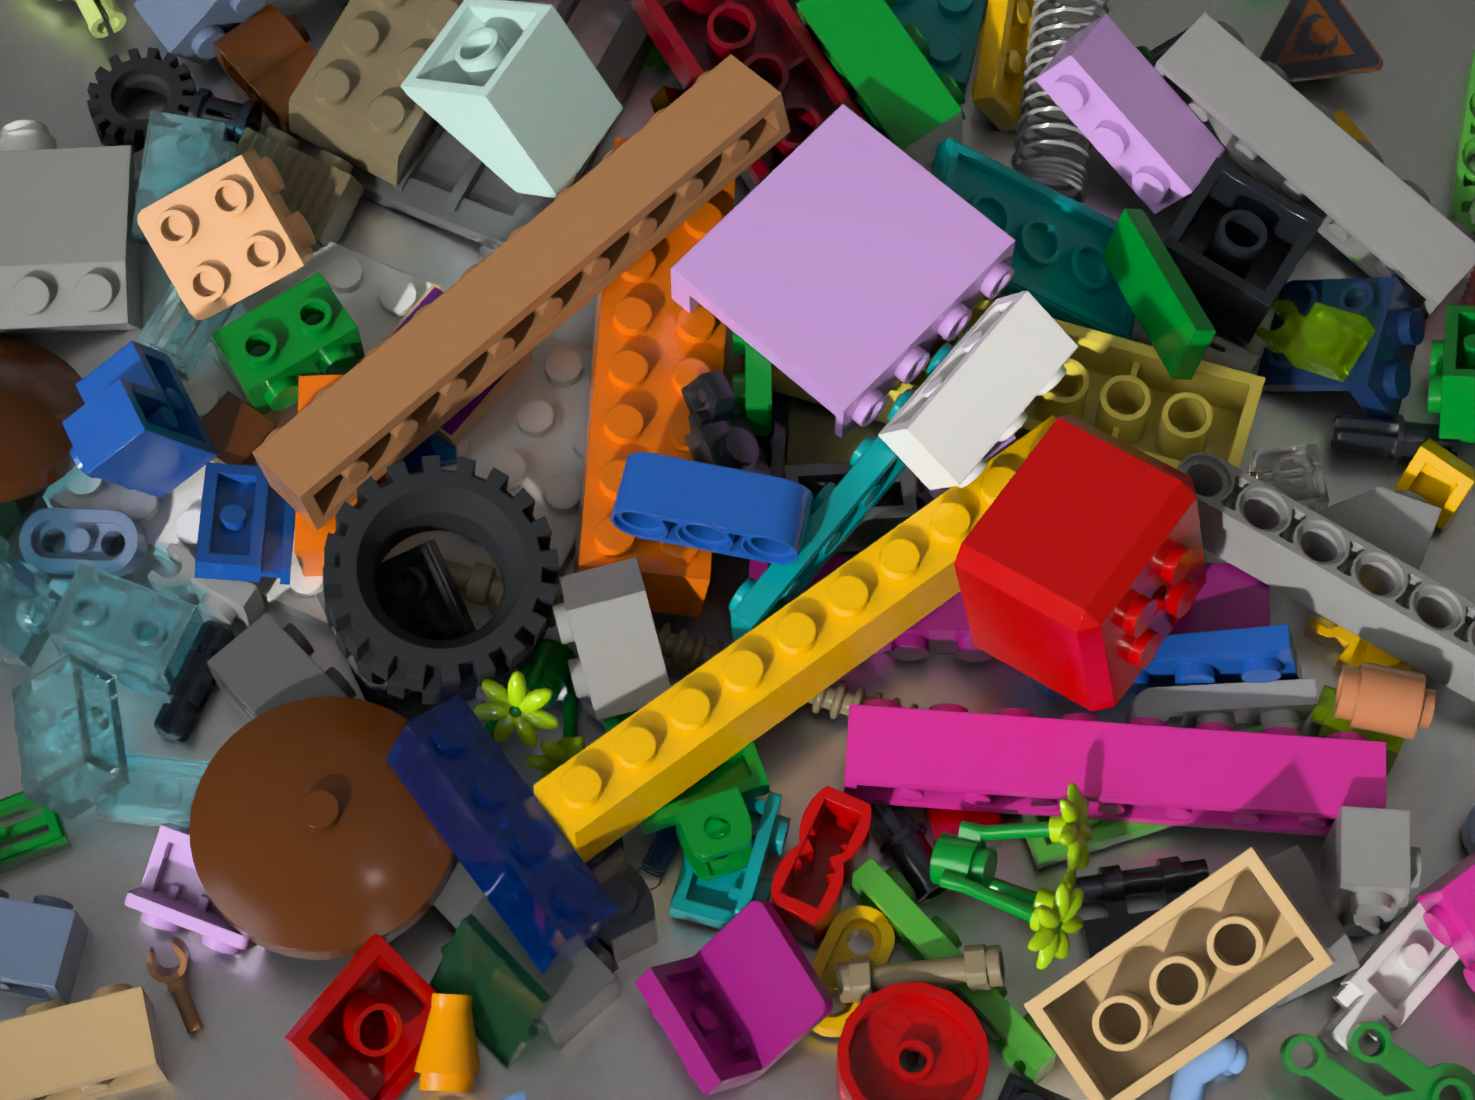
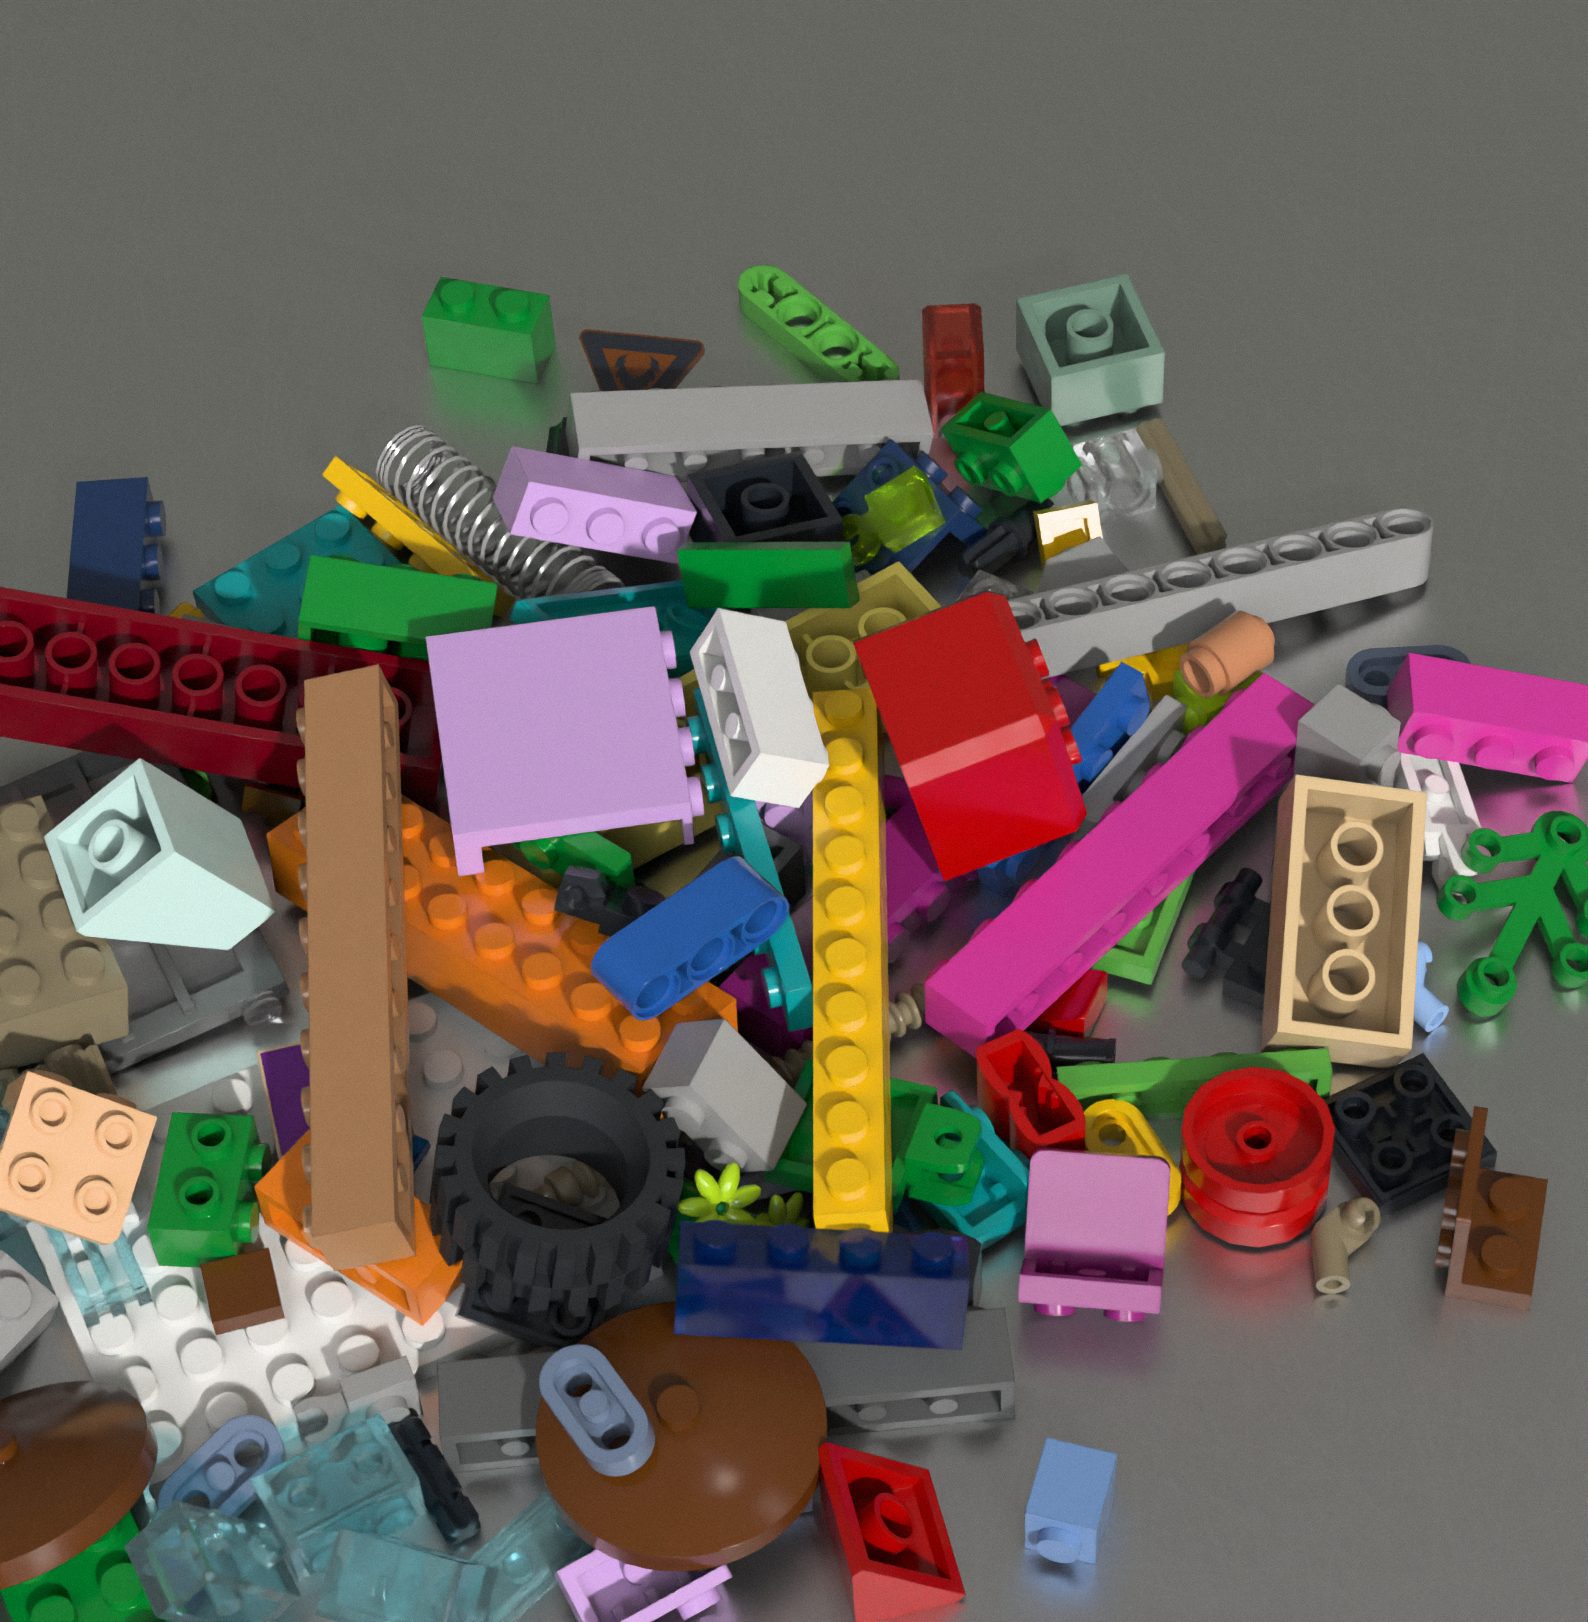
camera: 50 degrees left, 15 degrees down
(138, 424) = (175, 1333): blue brick -> none
(243, 527) = (343, 1322): blue plate -> none
(263, 760) = (599, 1414): none -> sand blue plate
(449, 1046) = (952, 1482): light orange cone -> none
(504, 994) = (934, 1412): clear green piece -> none
(968, 866) = (1123, 1004): plant -> none
(978, 967) = (1217, 1046): dark tan bar -> none

